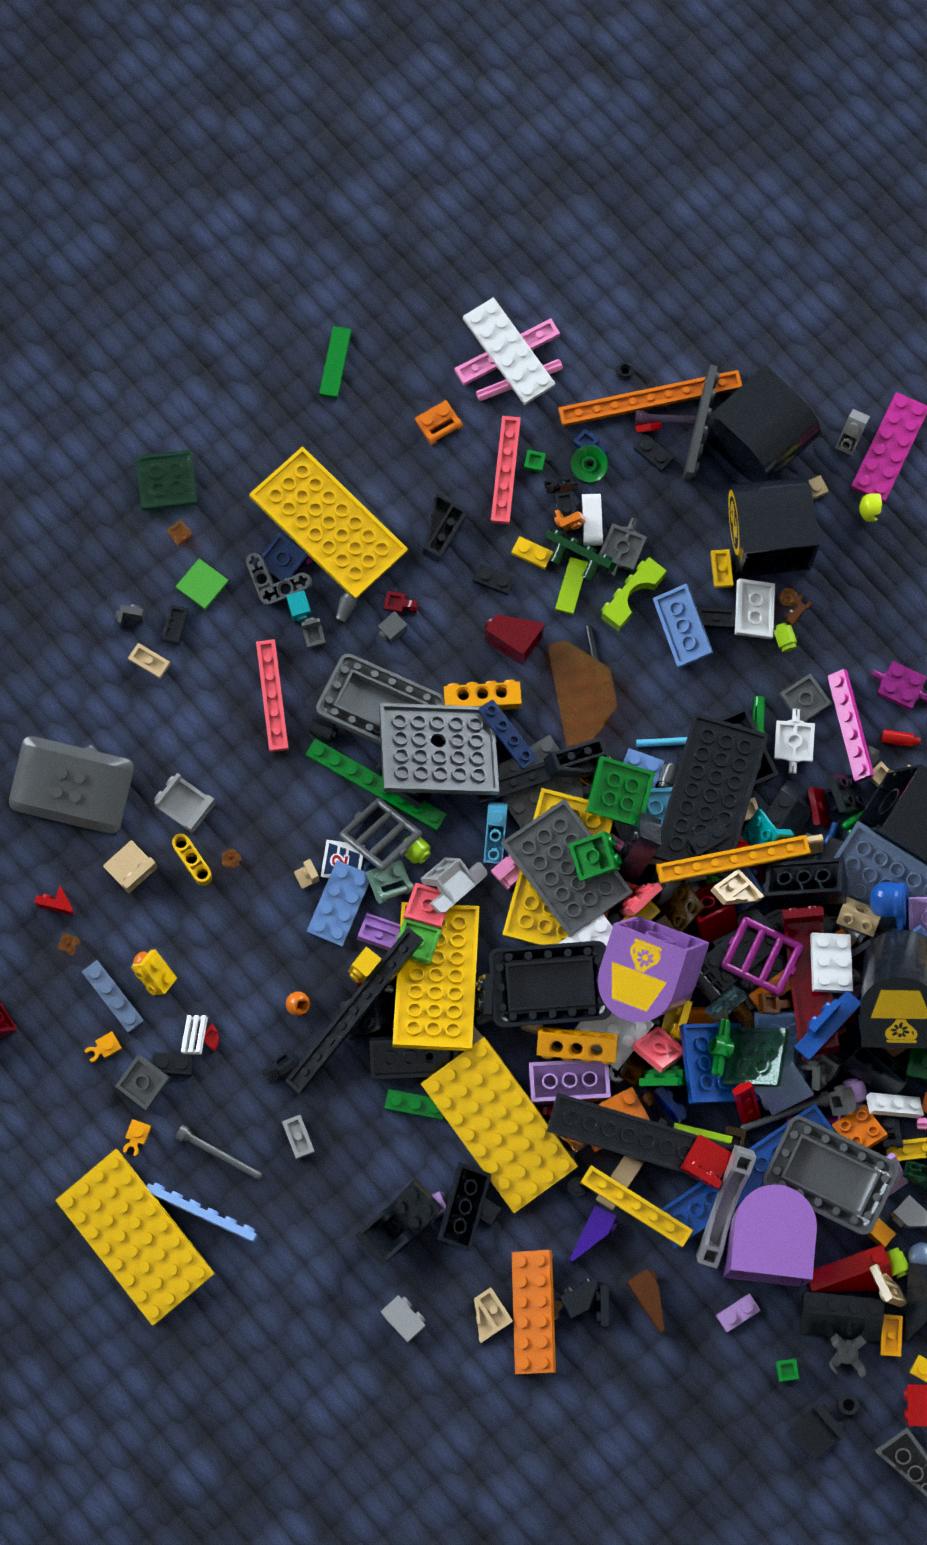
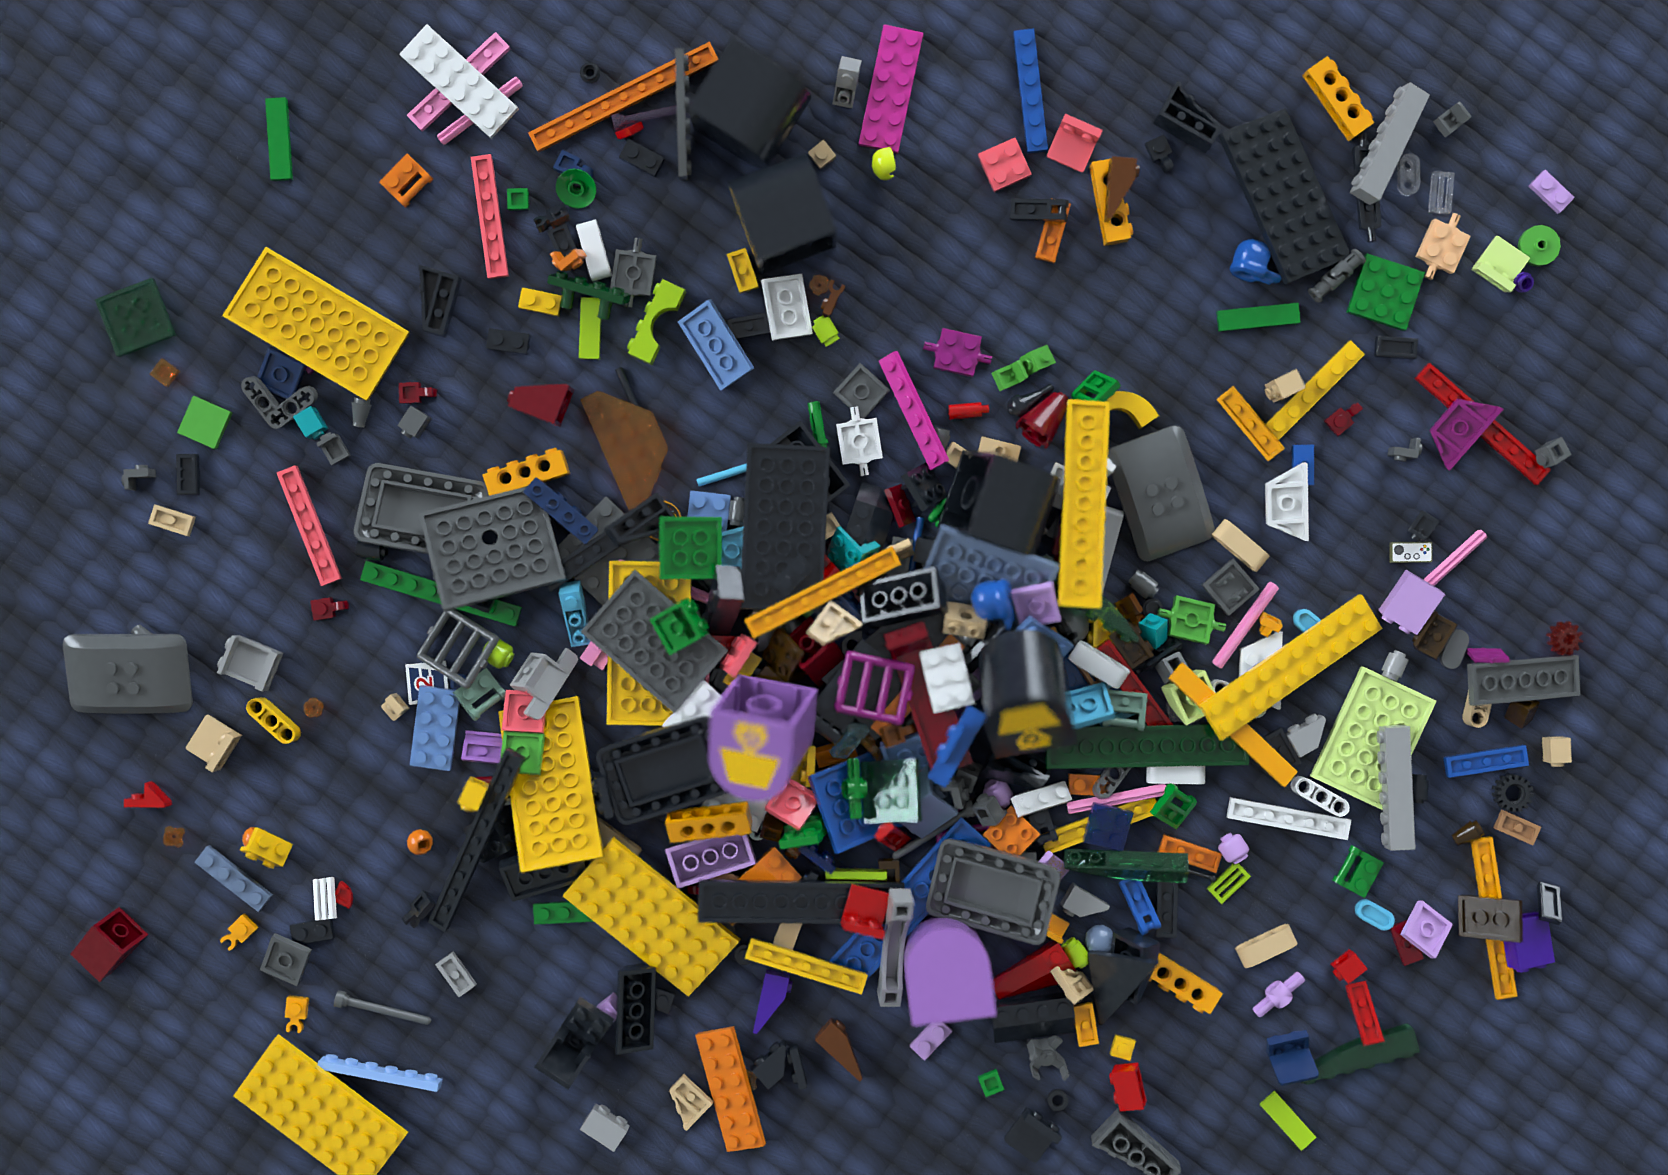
camera: 10 degrees left, 15 degrees up
(265, 772) = (325, 608): none -> dark red plate

